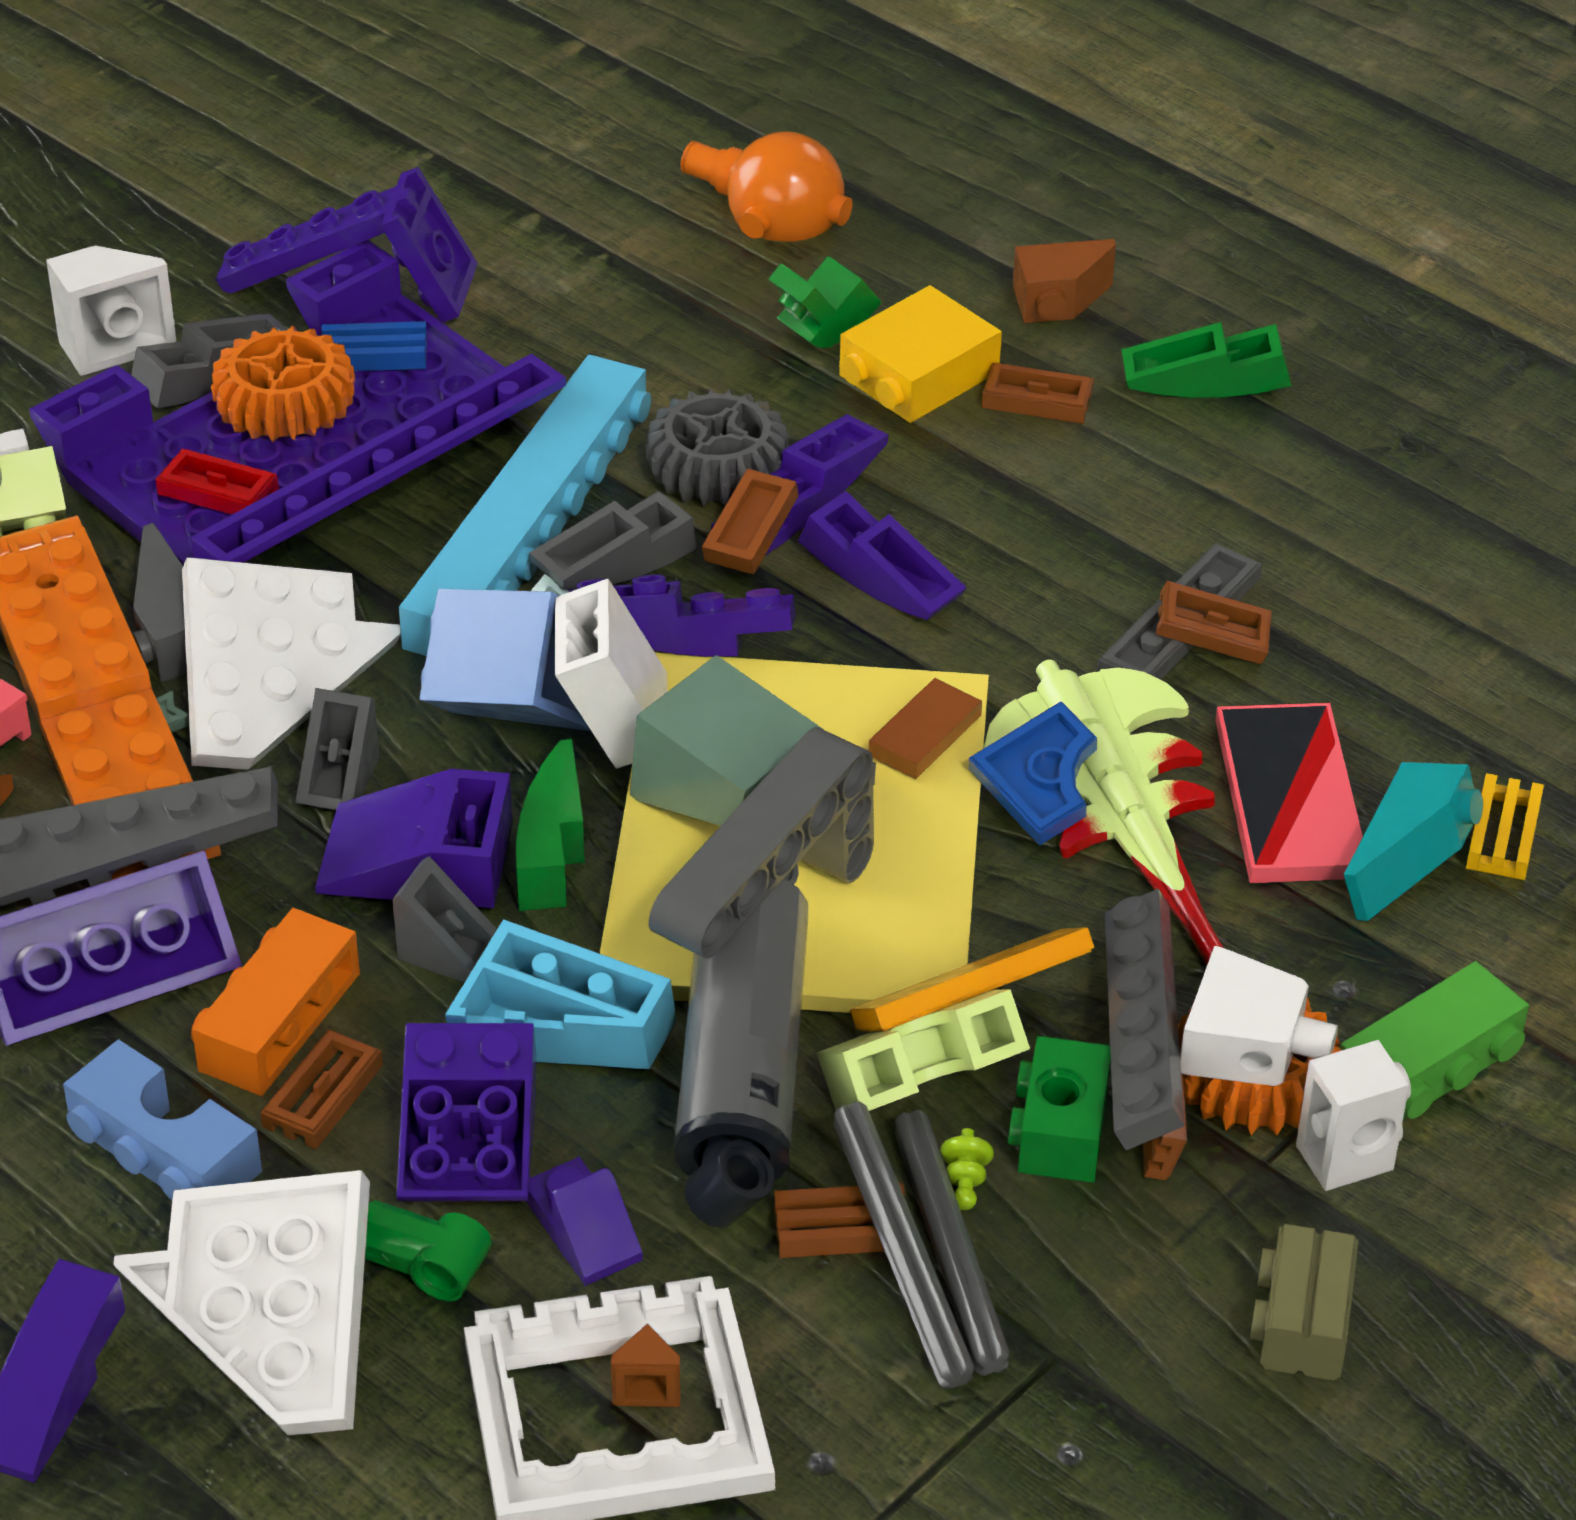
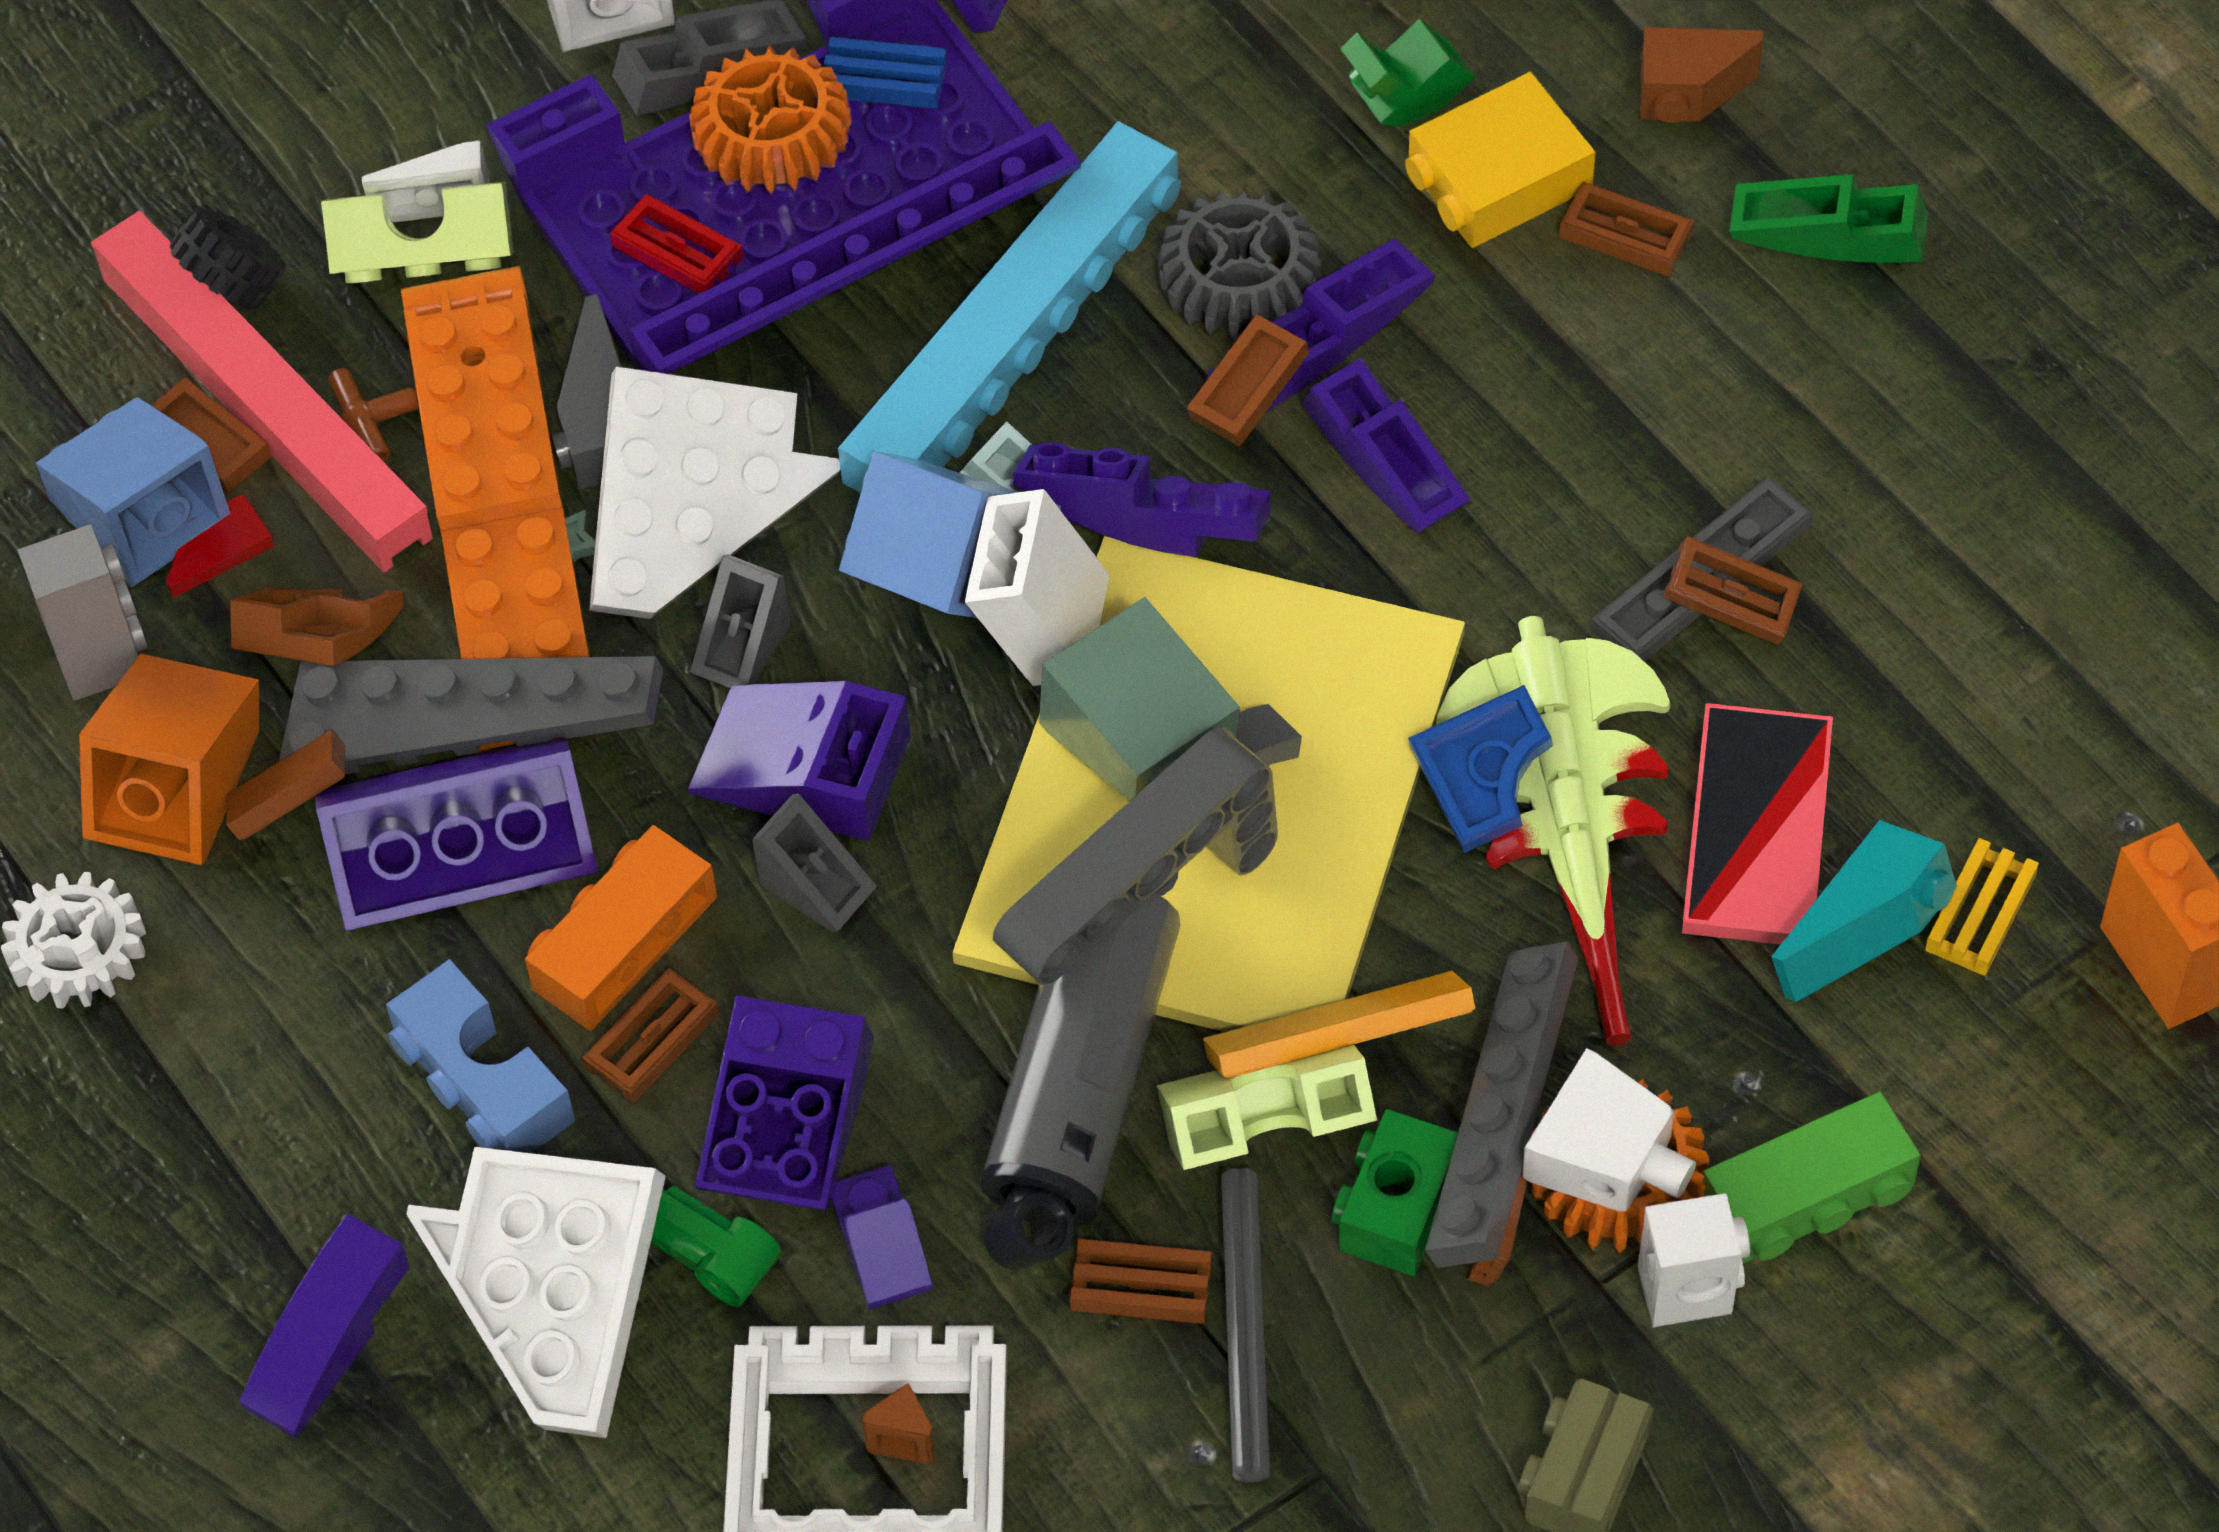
camera: 15 degrees right, 15 degrees up
(549, 832) = (943, 757): green slope -> none
(579, 1000) = (905, 983): medium azure wedge -> none
(618, 543) = (1095, 388): dark grey slope -> none
(903, 1246) = (1190, 1327): dark grey axle -> none
(925, 728) = (1374, 687): dark orange tile -> none
(966, 1162) = (1280, 1248): lime hair -> none

